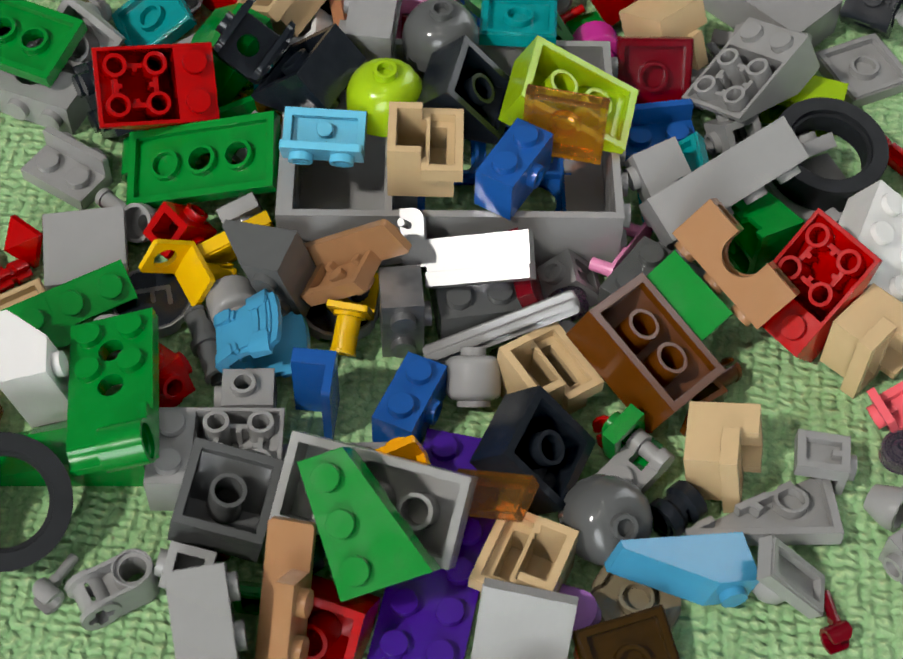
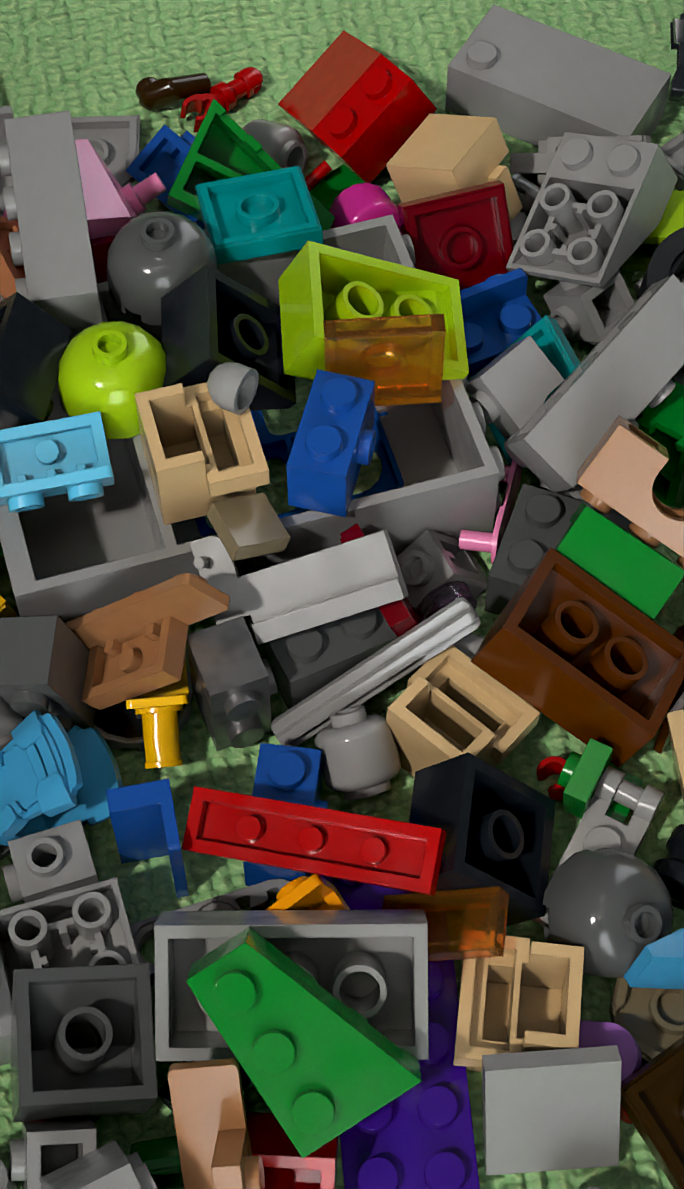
camera: 15 degrees left, 5 degrees up
(420, 414) = (315, 840): none -> red plate
(441, 207) = (248, 526): none -> dark tan tile
(456, 112) = (233, 386): none -> light grey hinge

